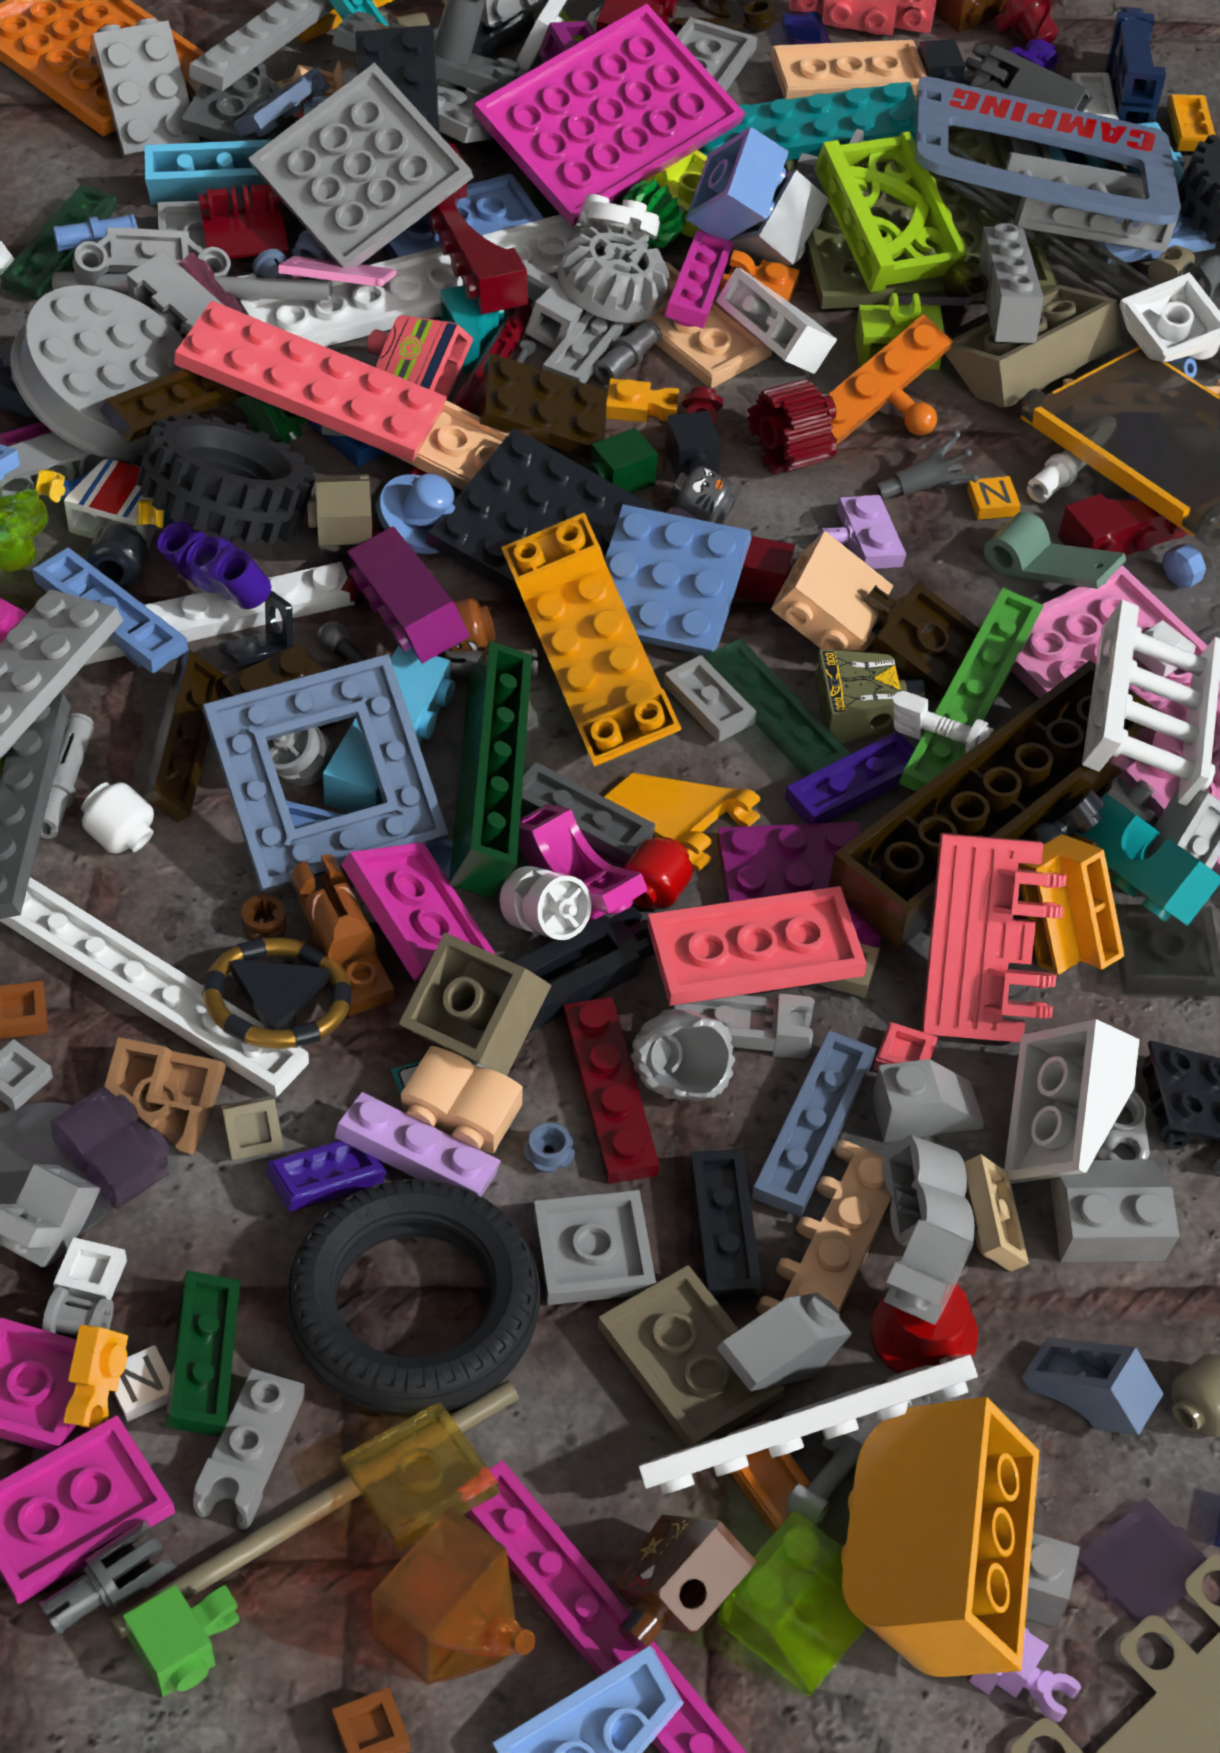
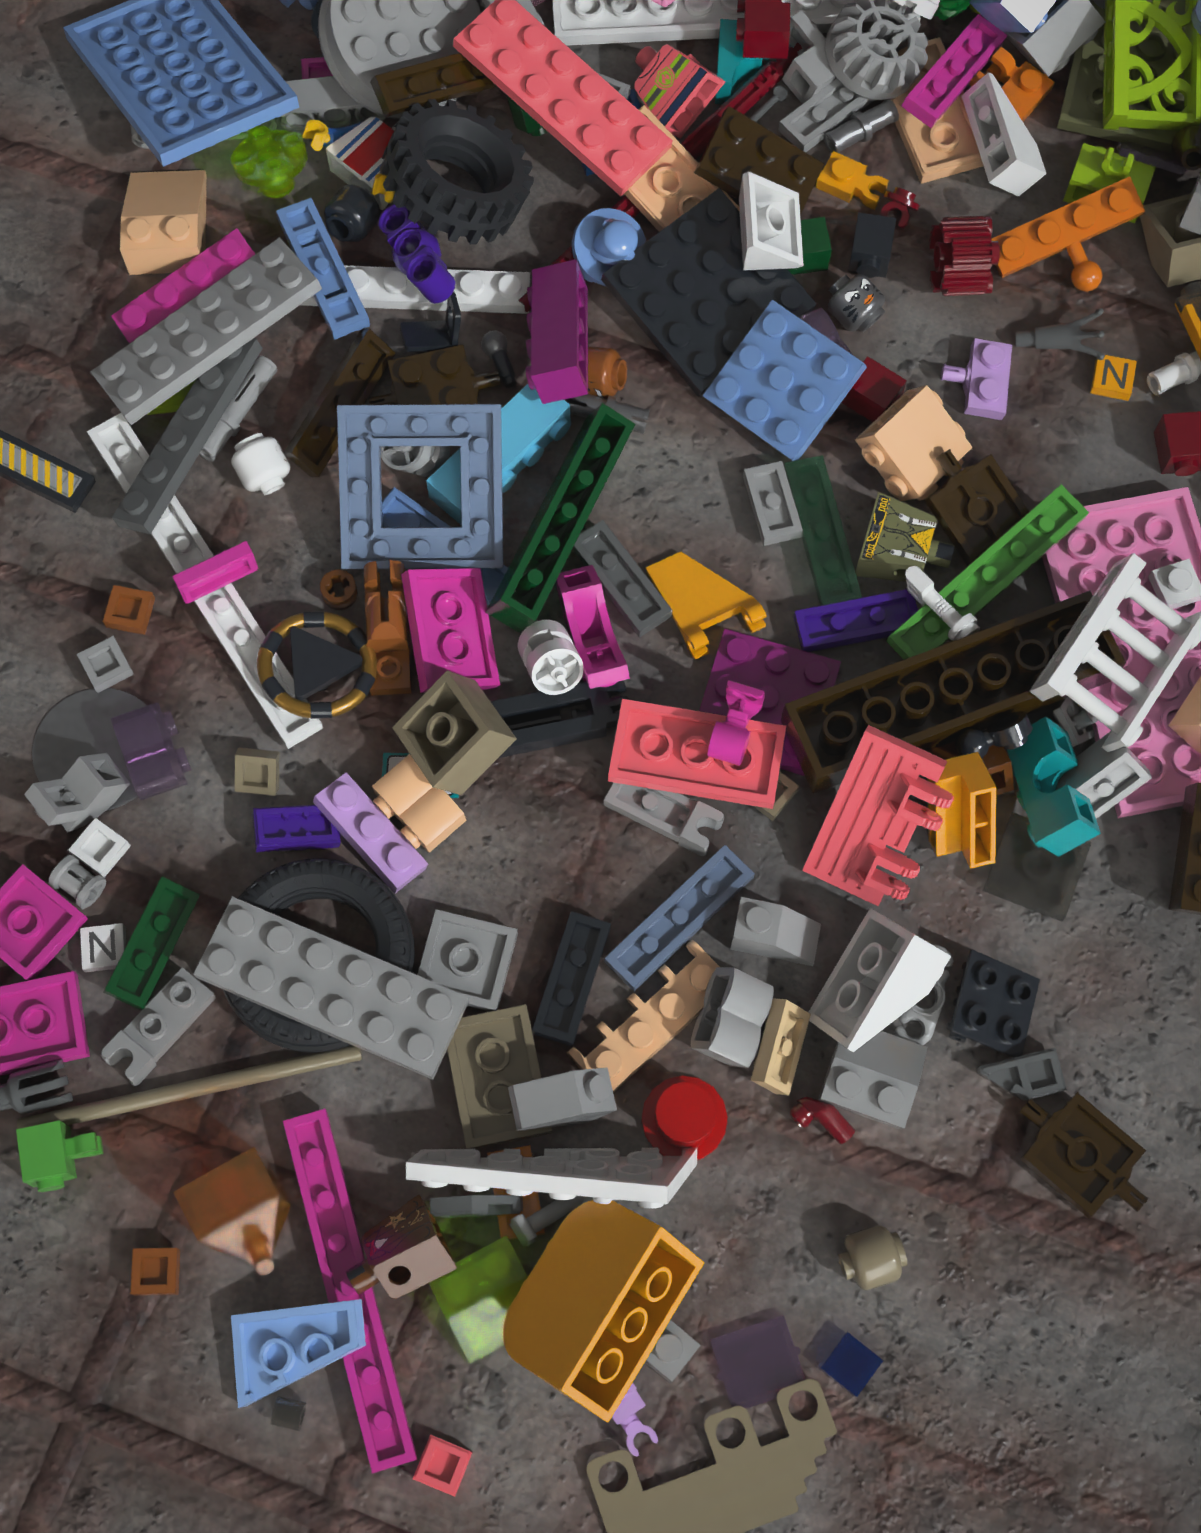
camera: 25 degrees right, 20 degrees up
(96, 1370) = (67, 932): light orange plate -> none
(117, 930) = (215, 572): none -> dark pink tile
(167, 1088) = (210, 714): medium nougat slope -> none
(341, 509) = (543, 226): dark tan brick -> none
(418, 1473) = (261, 1099): clear yellow tile -> none
(457, 1309) = (332, 987): none -> light grey plate
(553, 1137) = (465, 856): sand blue plate -> none
(582, 442) = (769, 225): none -> white slope
(590, 640) = (692, 426): light orange slope -> none
(610, 1091) = (538, 831): dark red plate -> none
(664, 869) = (653, 656): red head -> none
(684, 1055) = (597, 830): light grey hair -> none
(740, 1497) = (475, 1205): none -> dark grey tile
(788, 907) = (731, 736): none -> dark pink leg
(904, 1045) = (781, 880): coral tile -> none
(927, 1271) = (688, 1089): light grey brick -> none
(1025, 551) = (1113, 447): sand green door -> none
(1075, 1266) = (824, 1113): none -> dark red arm
(1097, 1380) = (786, 1215): sand blue arch -> none

